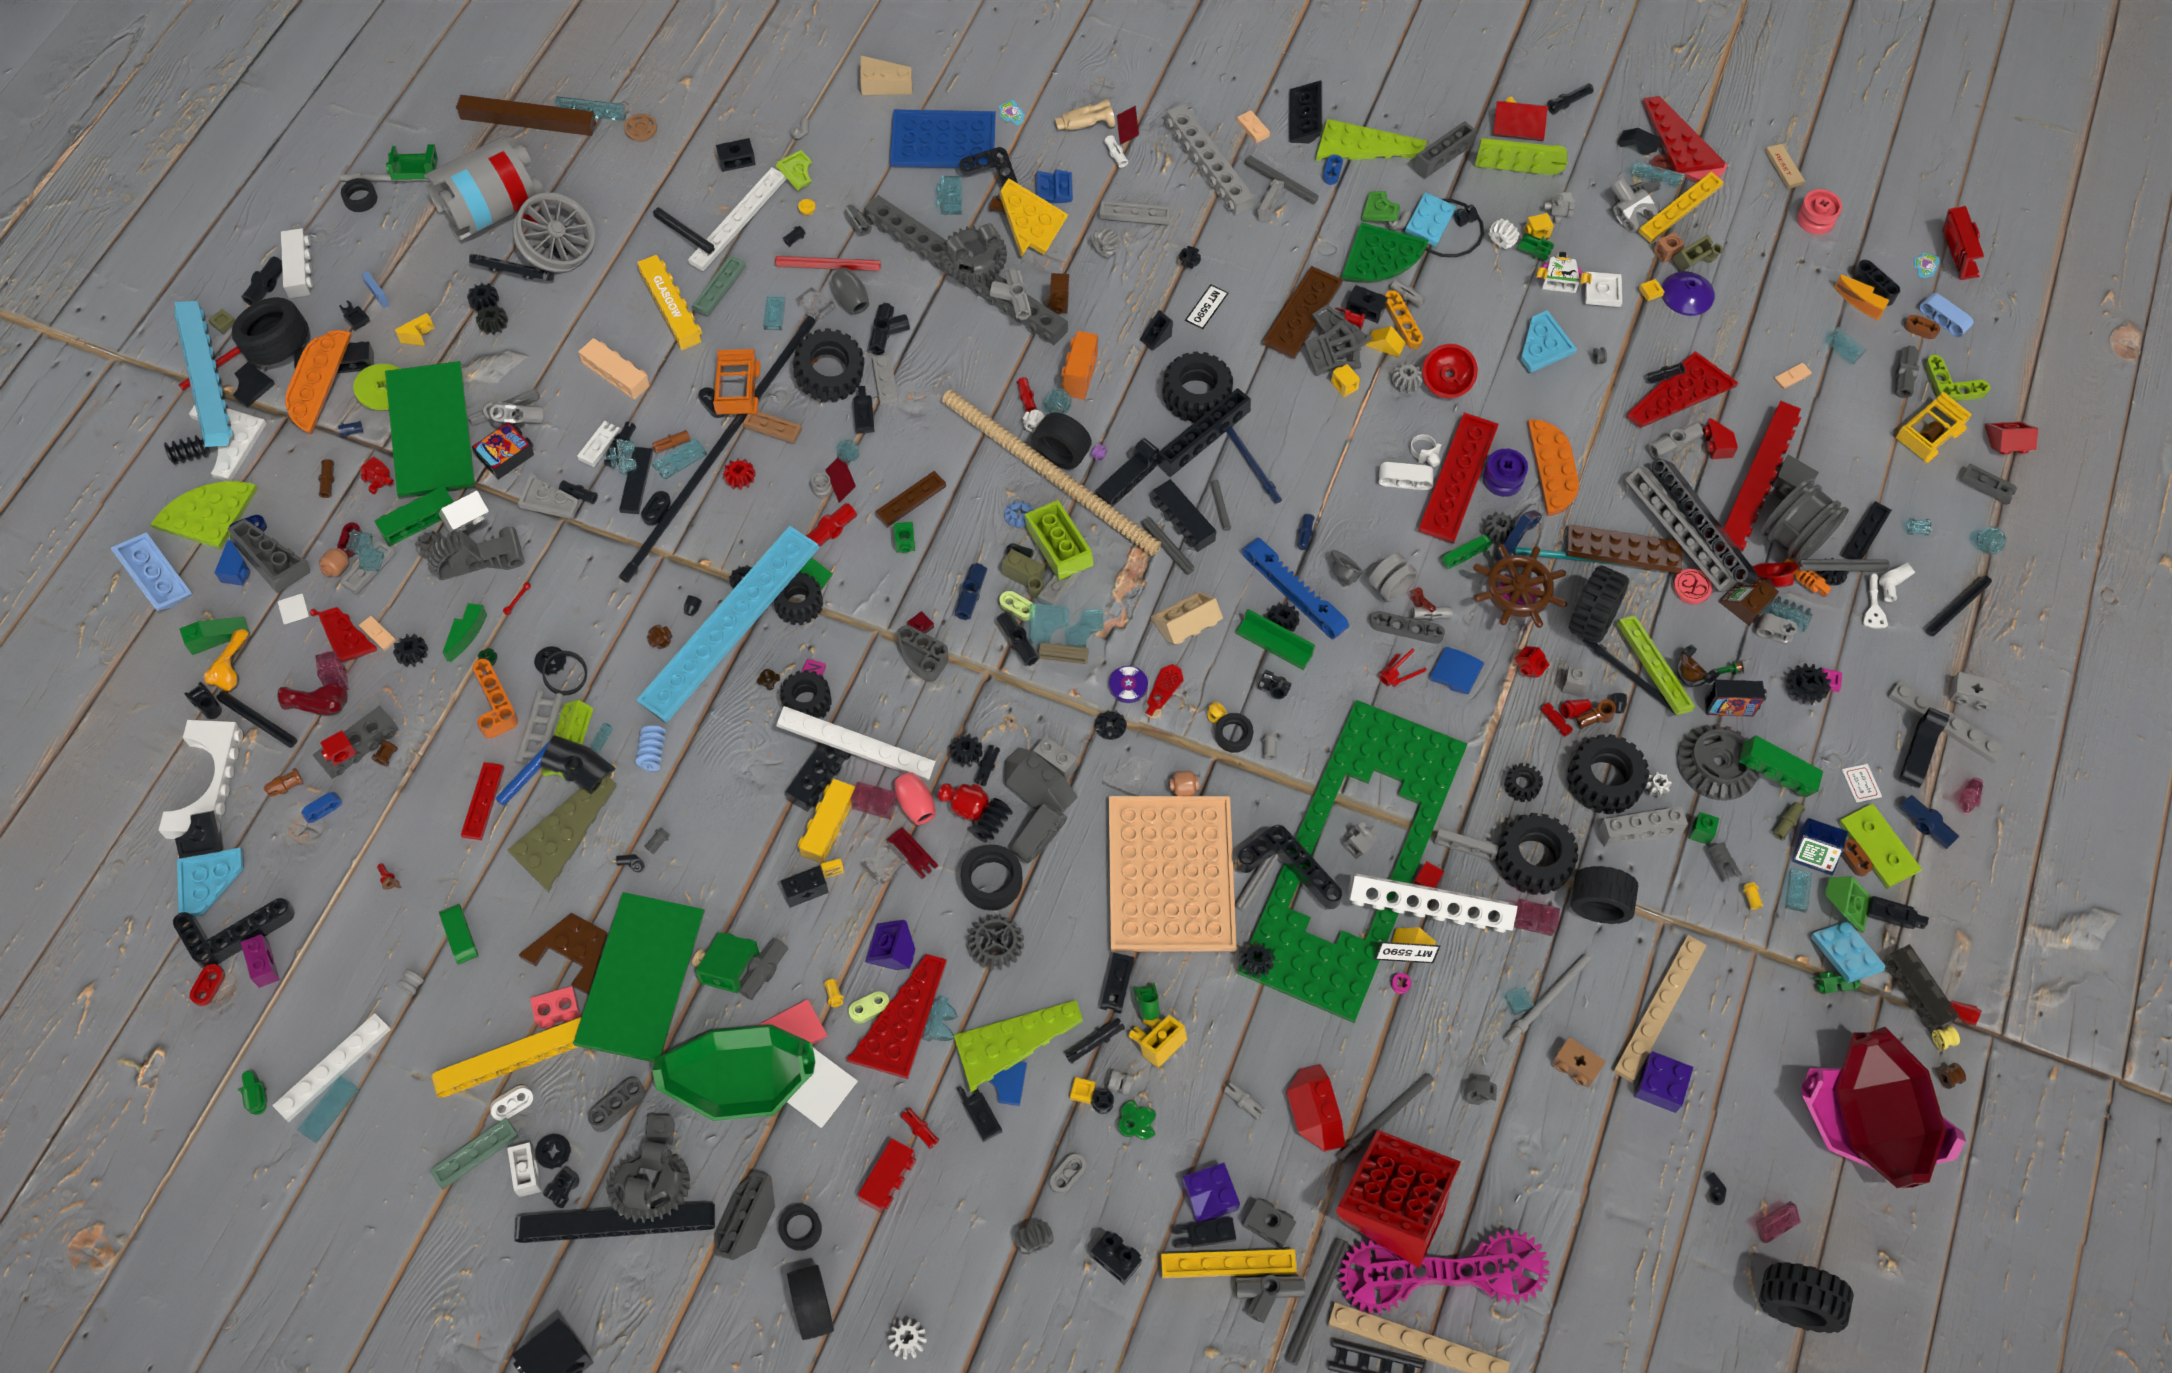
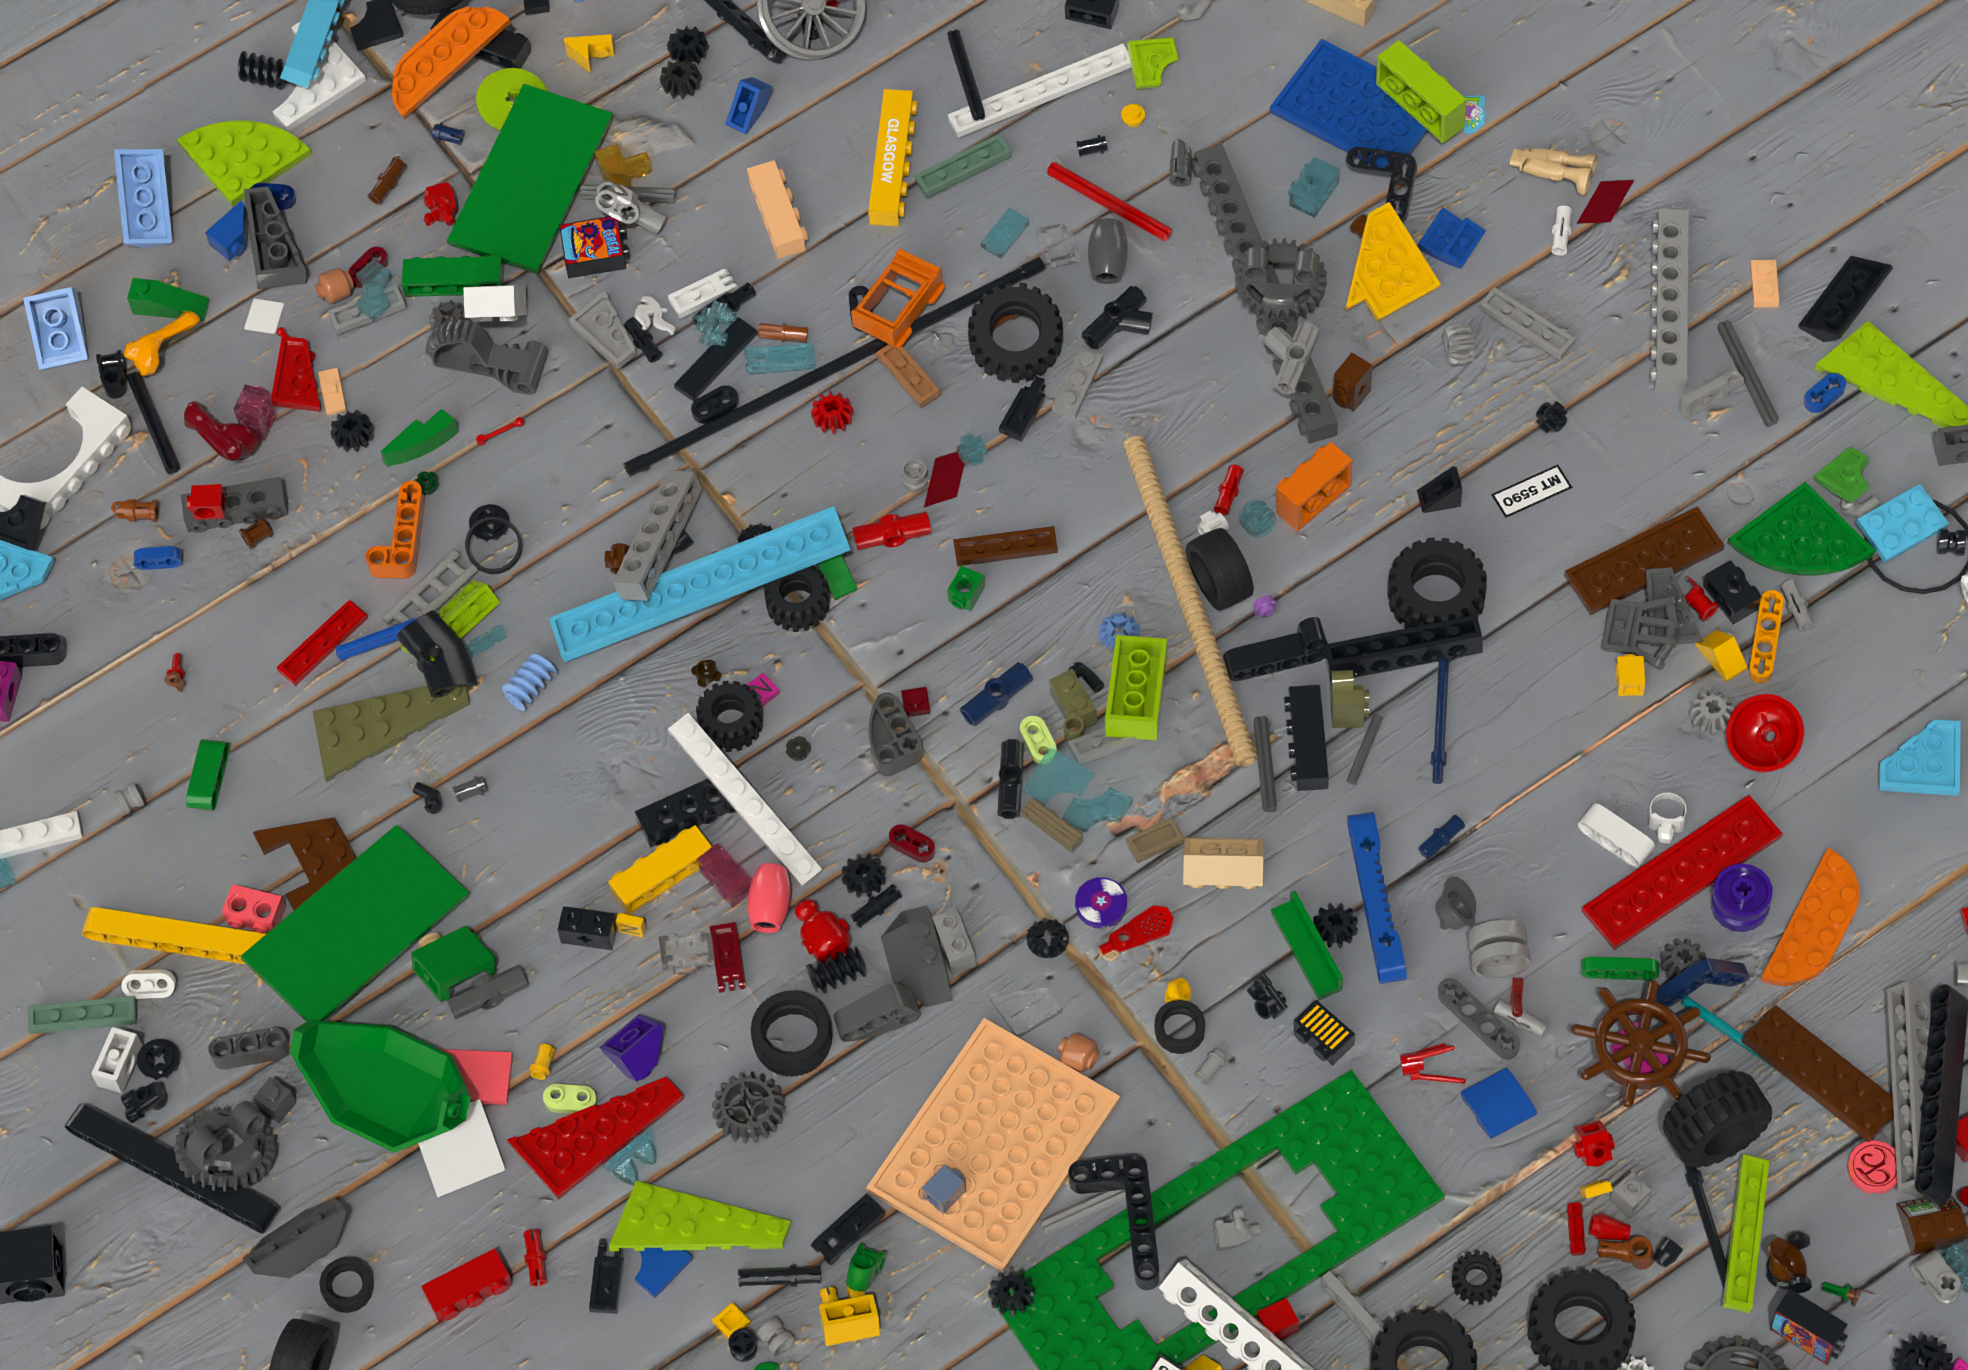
camera: 40 degrees right, 0 degrees up
(140, 691) = (56, 327): none -> light blue slope
(481, 393) = (621, 170): none -> clear yellow brick
(549, 314) = (748, 104): none -> blue slope
(570, 470) = (652, 308): none -> white piece
(677, 607) = (657, 535): none -> light grey brick
(864, 699) = (800, 754): none -> clear smoke plate
(981, 107) = (1421, 91): none -> lime brick
(981, 713) = (910, 847): none -> dark red beam
(1133, 628) = (1154, 840): none -> dark tan tile
(1165, 918) = (944, 1188): none -> sand blue brick
(1195, 479) = (1348, 701): none -> olive hinge
(1324, 686) = (1323, 1033): none -> black brick
(1551, 688) = (1595, 1188): none -> yellow tile

